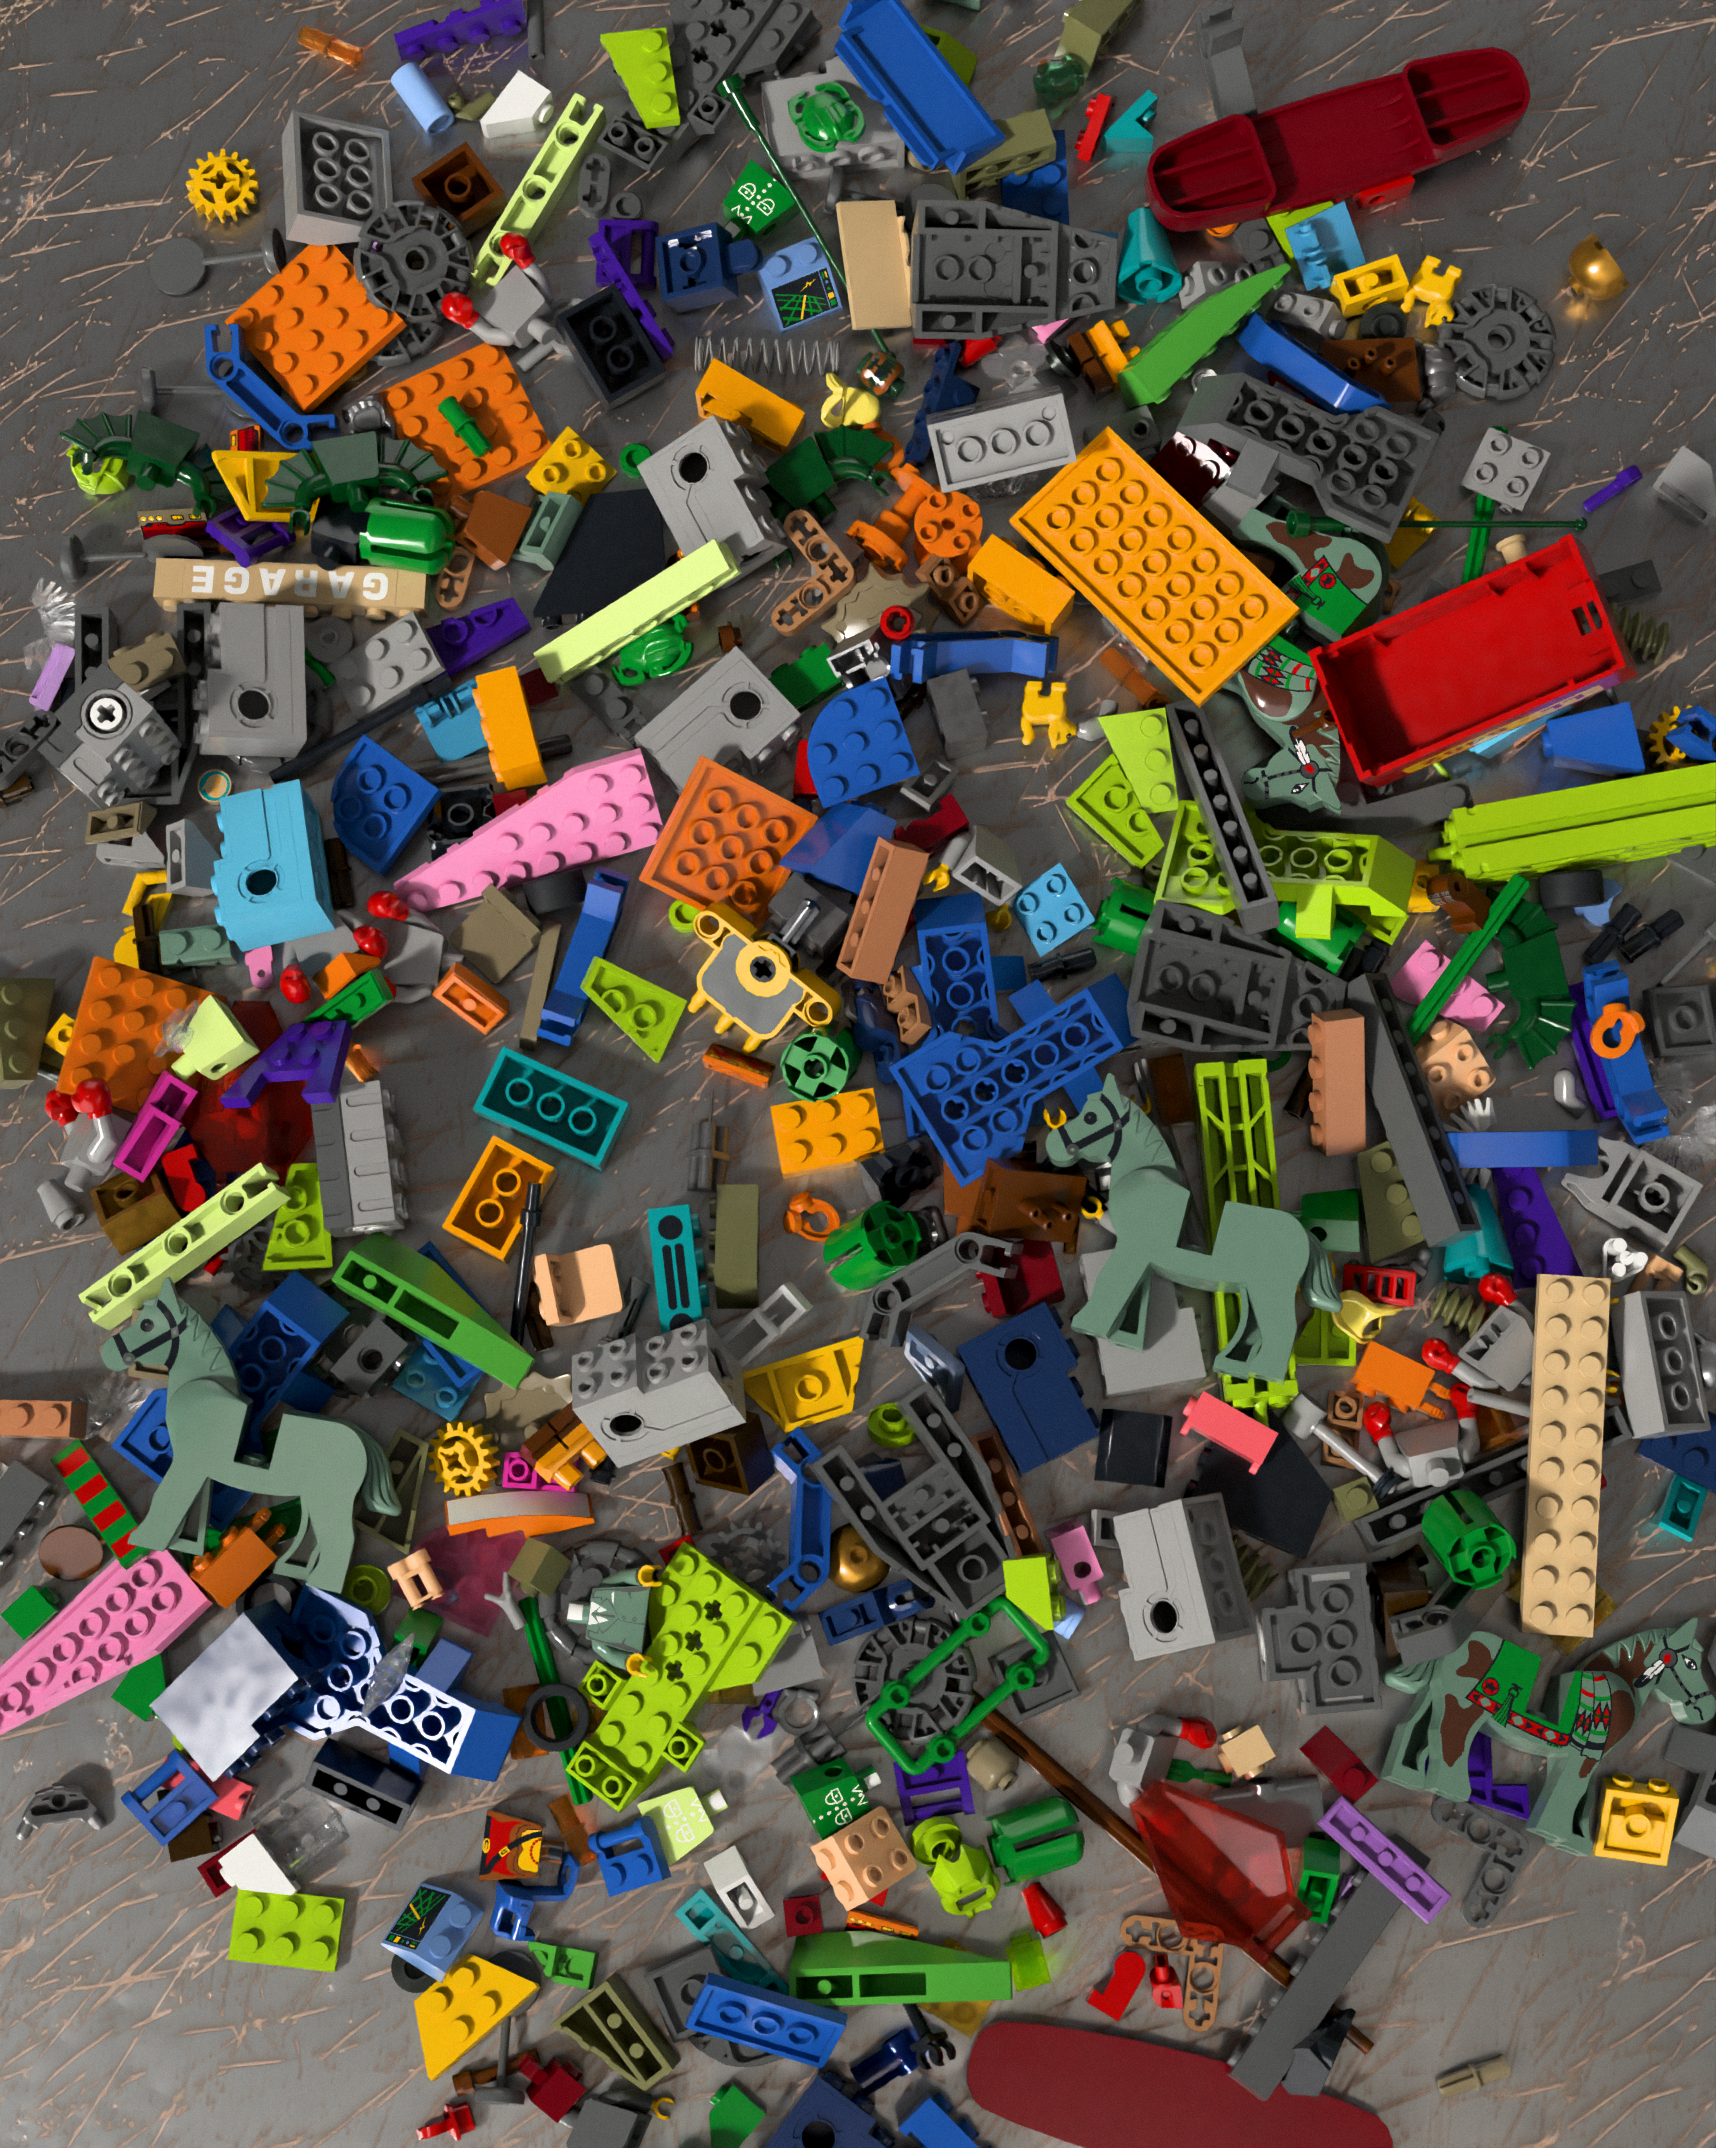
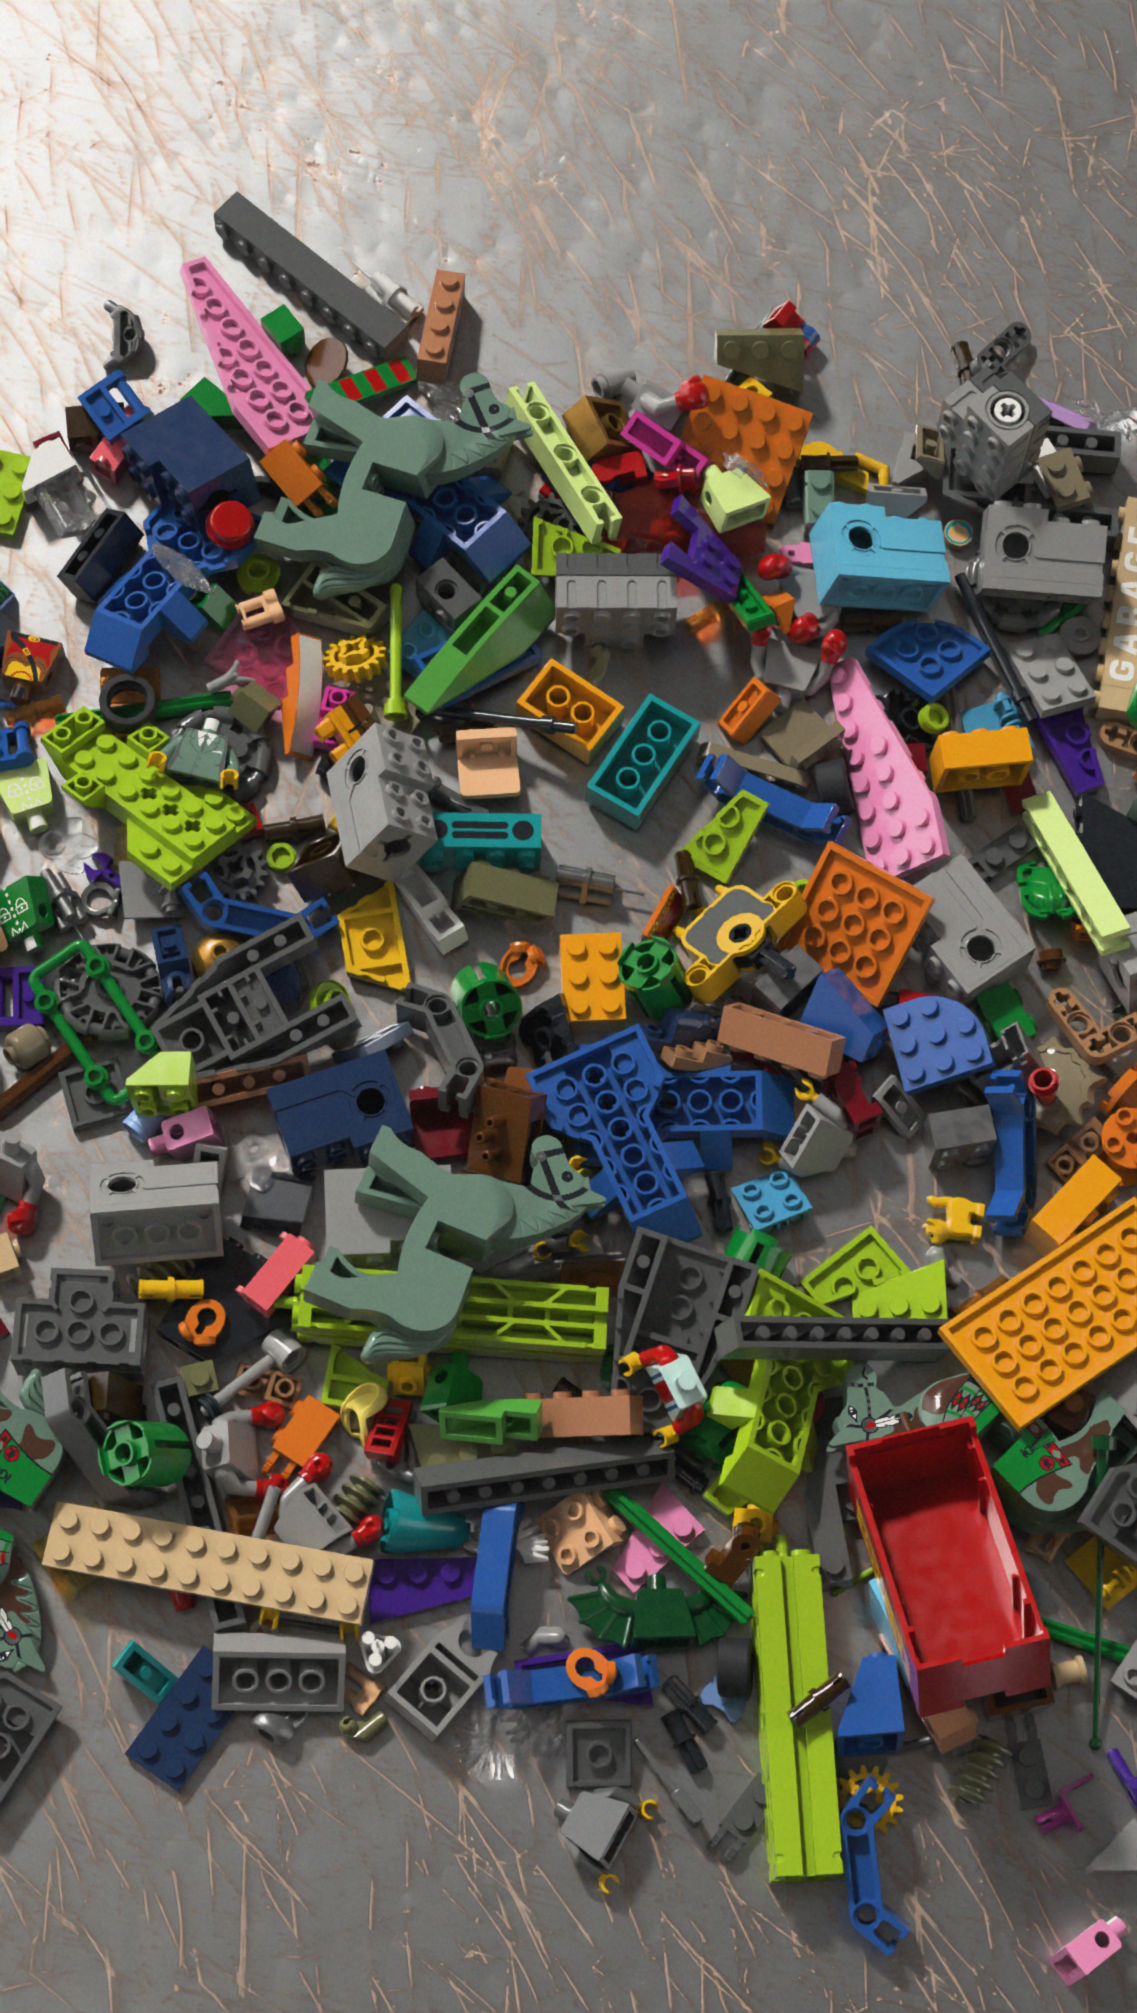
camera: 90 degrees right, 10 degrees down
(195, 1112) = (683, 478): none -> red piece
(323, 1627) = (230, 525): none -> red piece
(434, 1175) = (599, 669): none -> olive arm
(457, 790) = (933, 718): none -> lime tile
(521, 1400) = (395, 708): none -> lime piece
(691, 1042) = (687, 880): none -> dark brown axle
(718, 1509) = (280, 857): none -> lime tile
(1096, 1476) = (257, 1165): none -> clear plate
(1264, 1546) = (170, 1289): none -> yellow pin
(1301, 975) = (676, 1385): none -> torso
(1309, 1497) = (208, 1337): none -> orange piece
(1363, 1170) = (492, 1420): none -> bright green slope
(1611, 791) = (818, 1699): none -> dark brown pin
(1658, 547) = (1064, 1811): none -> magenta bracket

